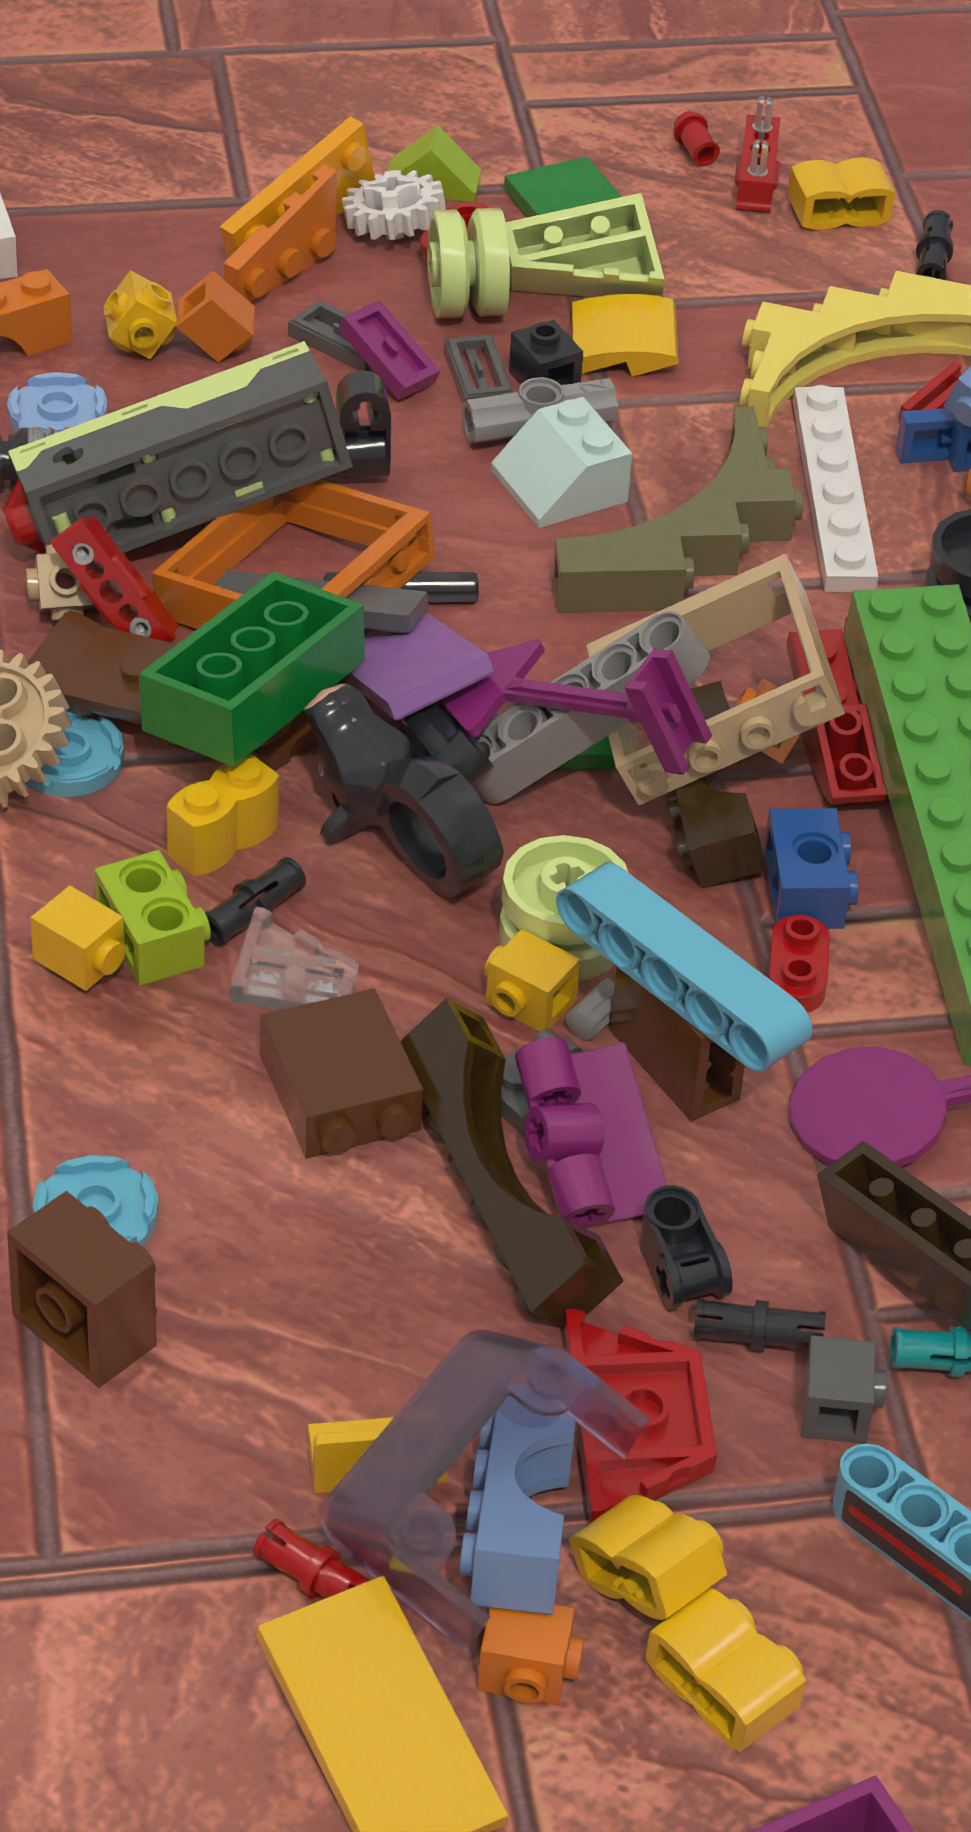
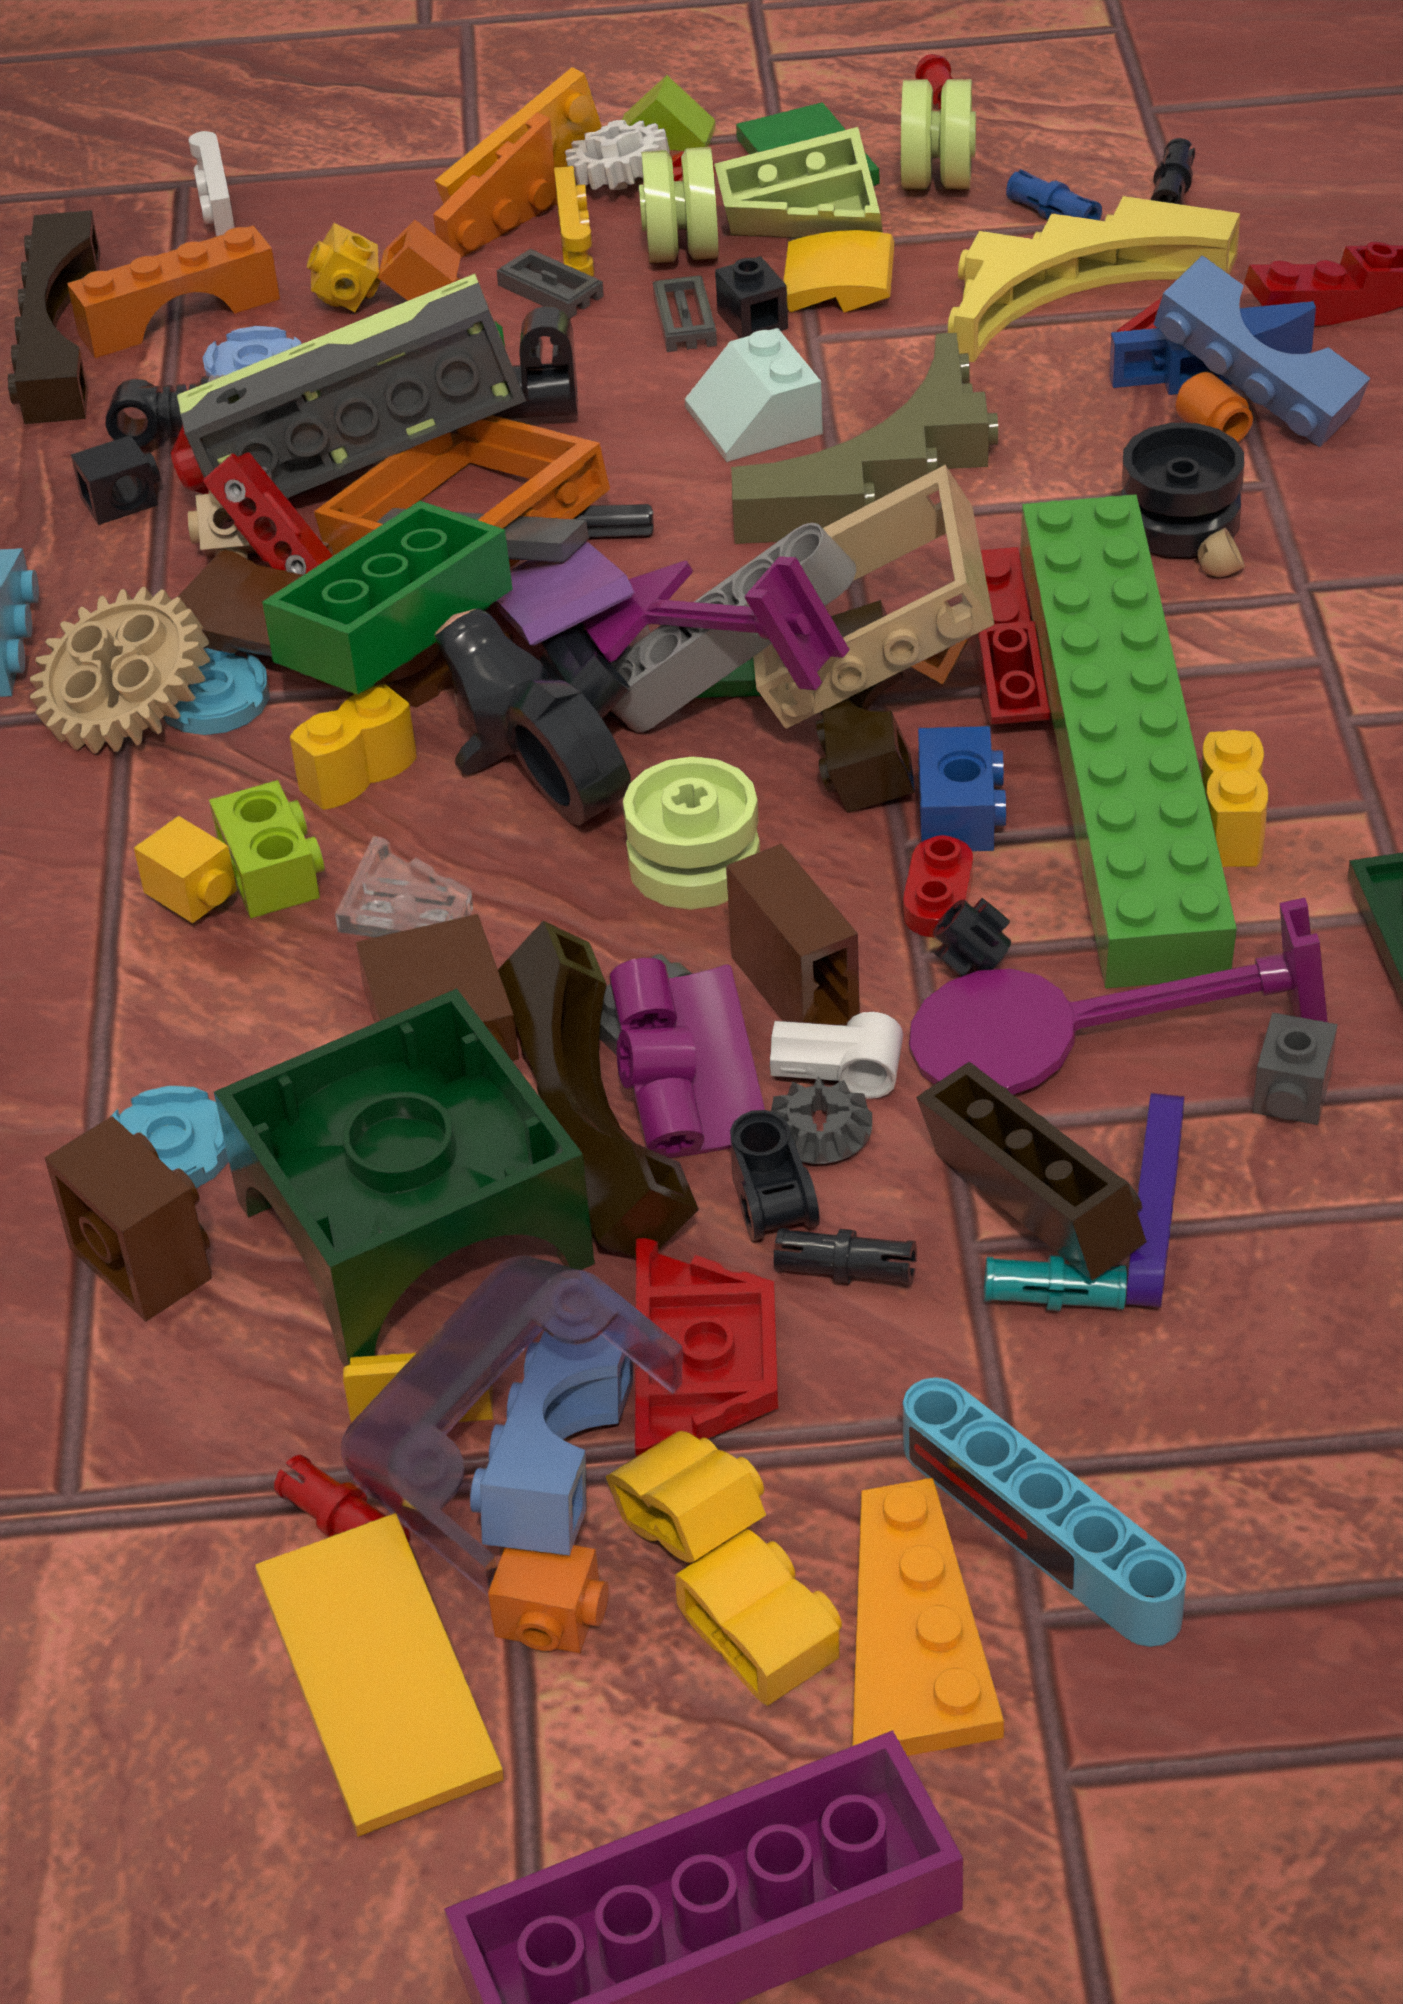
camera: 10 degrees right, 0 degrees up
(276, 883) = (388, 822): black pin -> none
(346, 1233) = (400, 1155): none -> dark green piece
(354, 264) = (573, 221): none -> yellow plate
(389, 350) = (591, 292): magenta plate -> none
(505, 414) = (693, 352): light grey piece -> none
(531, 980) = (650, 906): yellow brick -> none
(592, 1011) = (709, 939): light grey axle -> none
(684, 966) = (787, 882): medium azure beam -> none
(712, 199) = (937, 134): none -> yellowish green wheel
(744, 1192) = (846, 1124): none -> dark grey gear
(748, 1129) = (860, 1053): none -> white piece
(757, 167) = (1000, 97): red piece -> none
(821, 267) = (1050, 197): none -> blue pin
(834, 489) = (1038, 409): white plate -> none
(840, 193) = (1079, 127): yellow brick -> none
(841, 1015) = (972, 937): none -> black gear
(841, 1389) = (922, 1322): dark grey brick -> none
(868, 1679) = (916, 1632): none -> light orange wing

